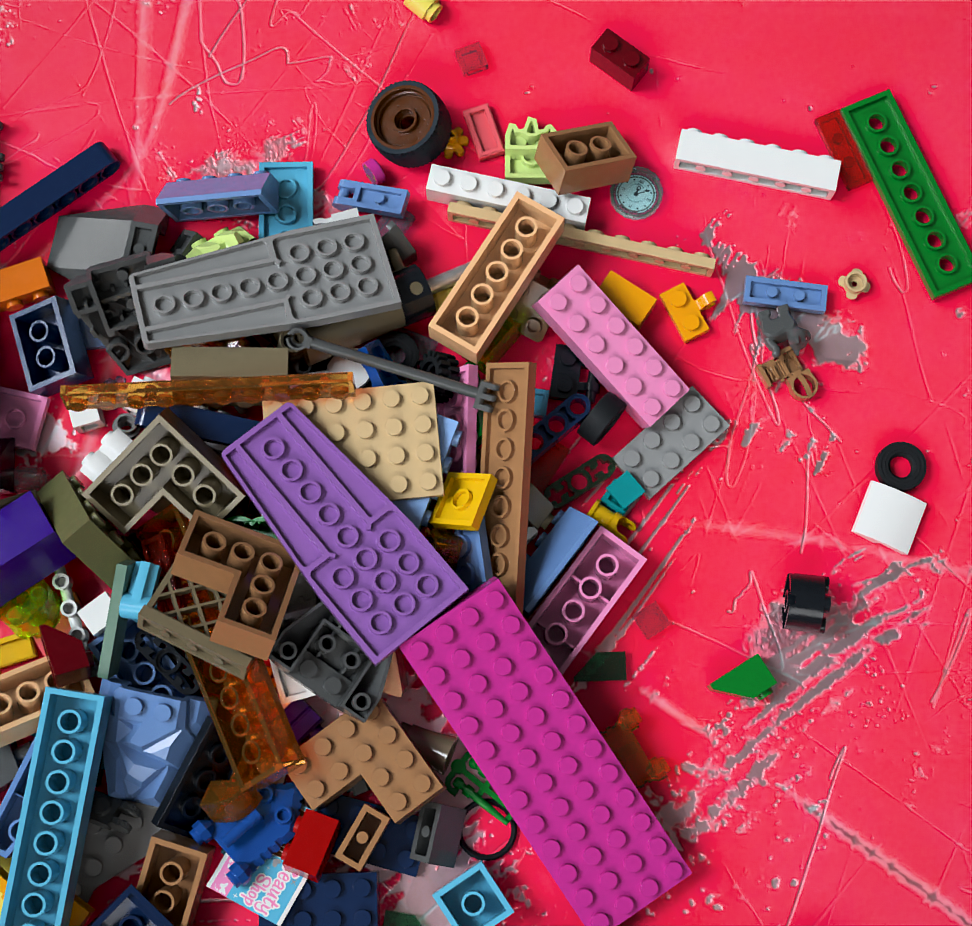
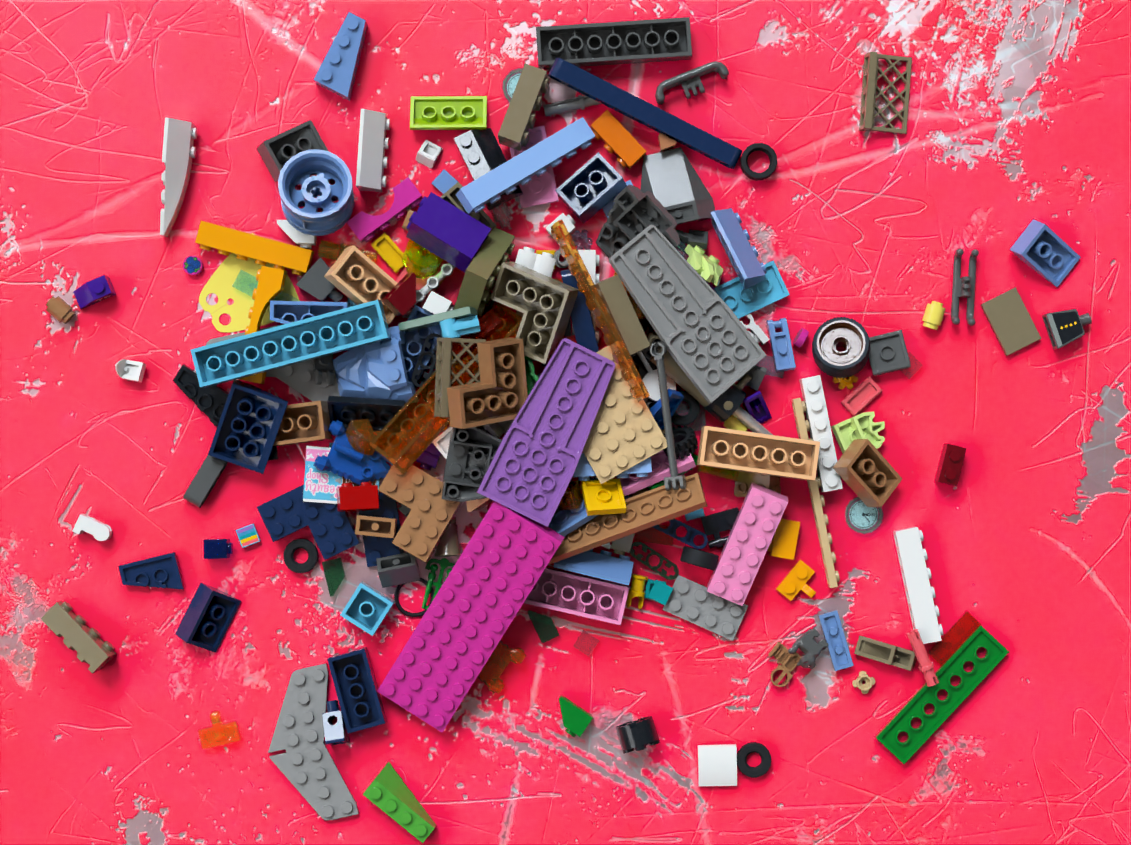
camera: 70 degrees right, 10 degrees up
(43, 230) = (665, 142): none -> nougat slope
(118, 111) = (758, 147): none -> black tyre
(436, 260) = (756, 407): none -> dark purple slope
(446, 73) = (888, 353): none -> dark grey tile
(828, 239) = (885, 653): none -> dark tan slope
(858, 192) = (925, 664): none -> coral pin

